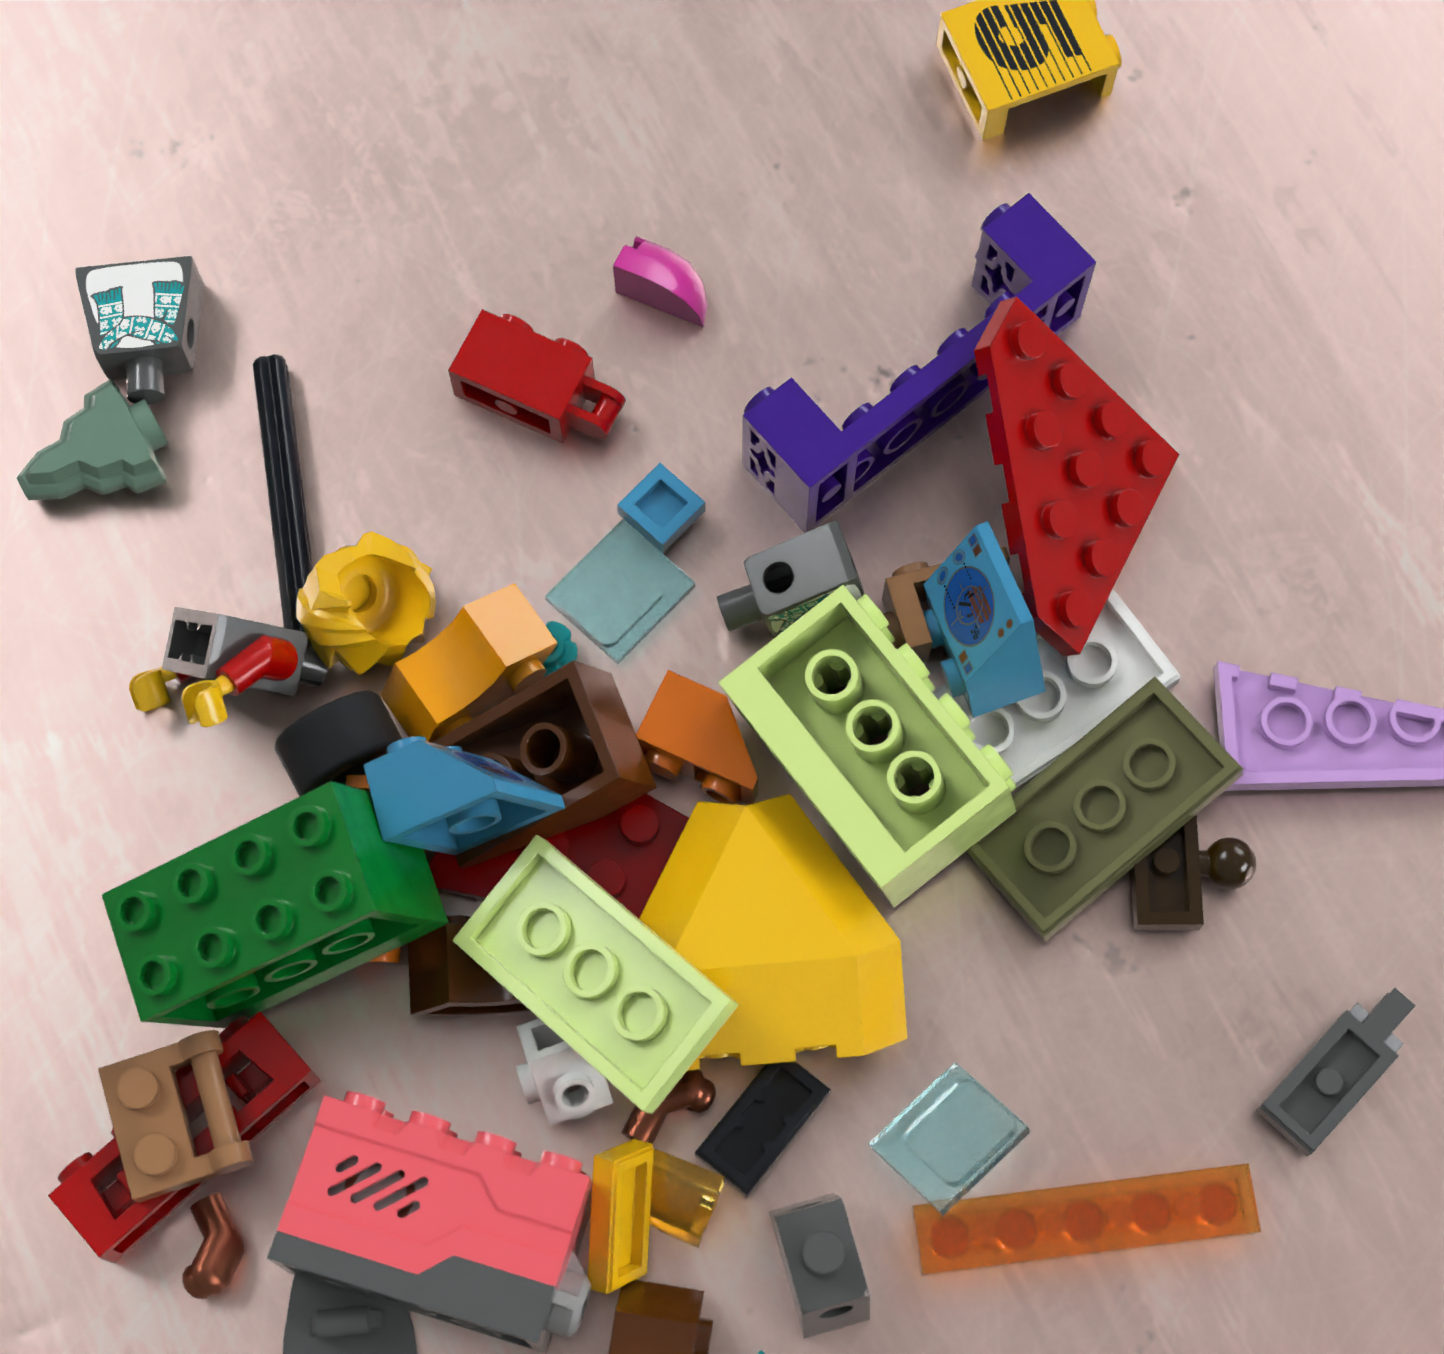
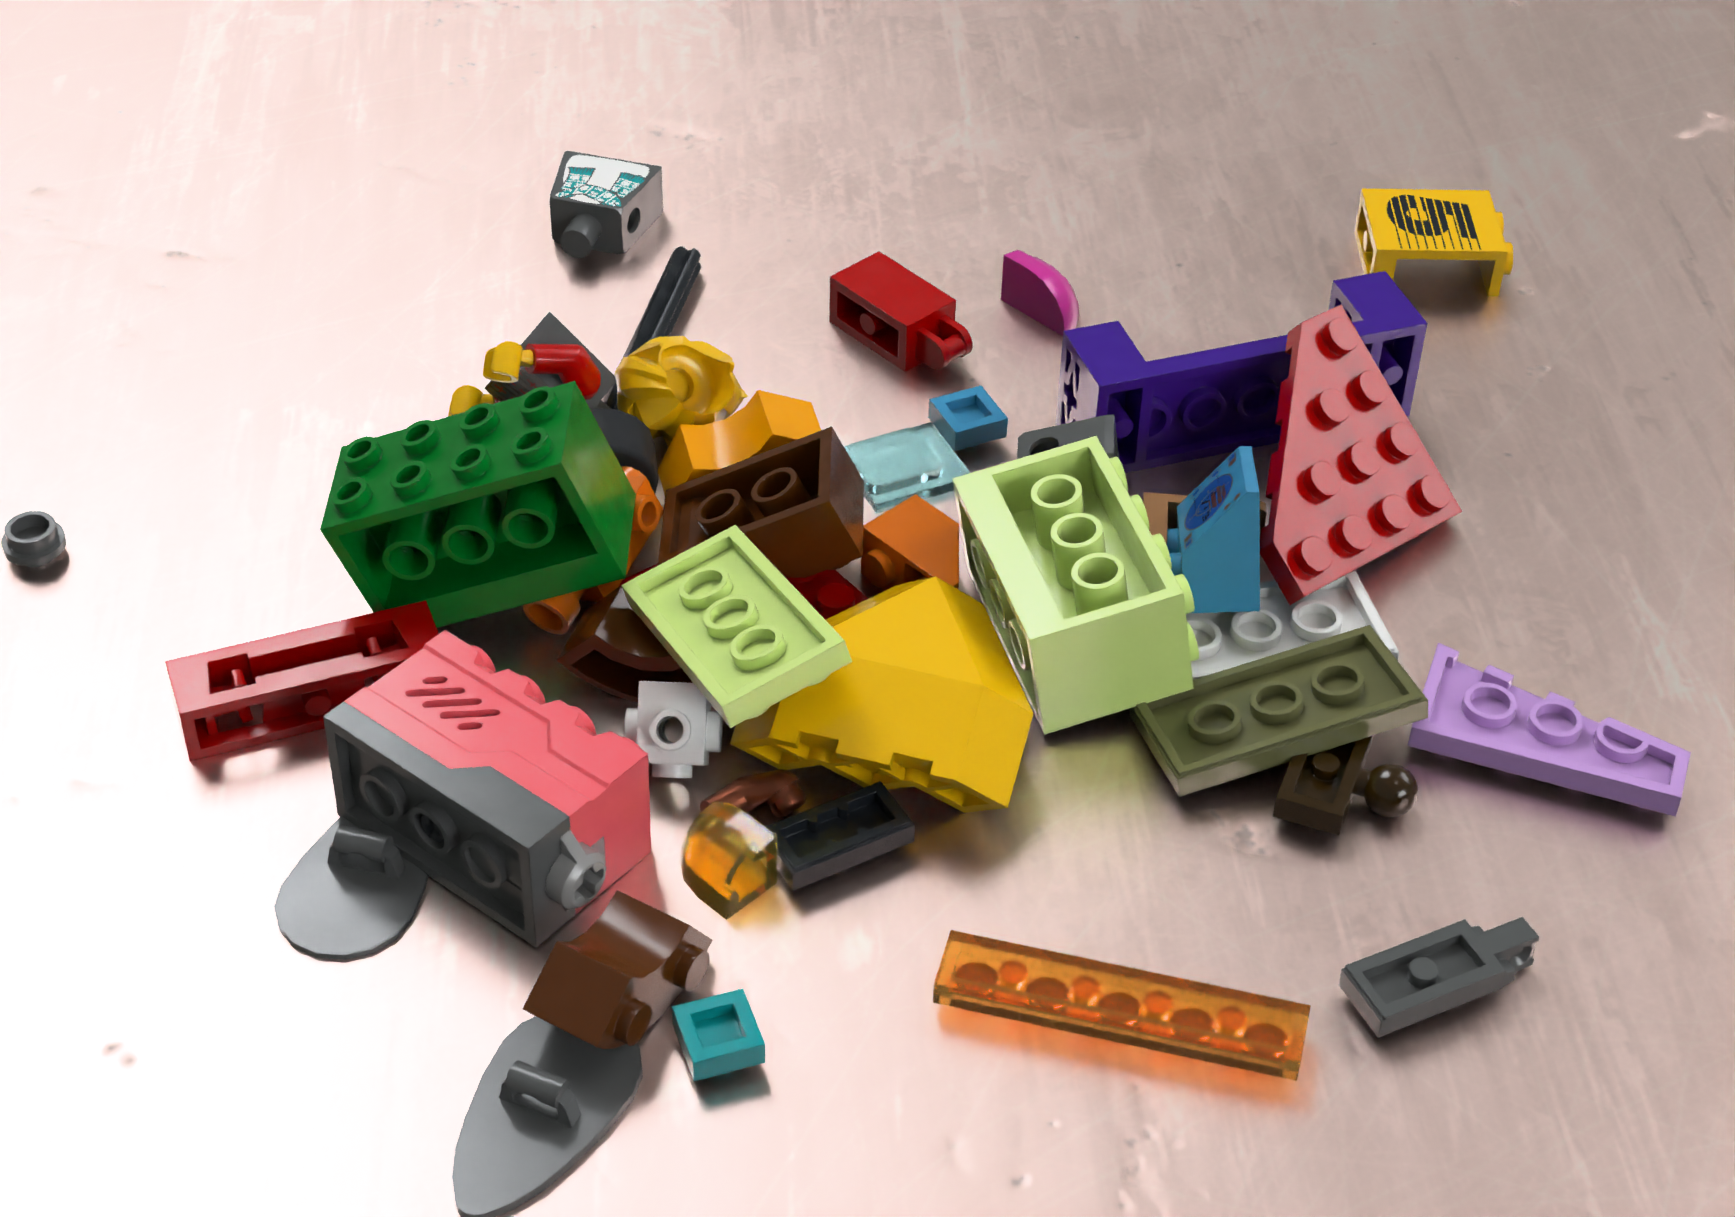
camera: 20 degrees right, 30 degrees down
(99, 450) = (519, 265): sand green rock -> none
(153, 1121) = (288, 631): medium nougat plate -> none
(219, 1252) = (283, 771): copper arm -> none
(450, 797) = (678, 476): dark azure slope -> none
(620, 1215) = (662, 834): yellow tile -> none
(821, 1264) = (838, 909): dark grey torso -> none
(949, 1138) = (1014, 897): clear light blue piece -> none

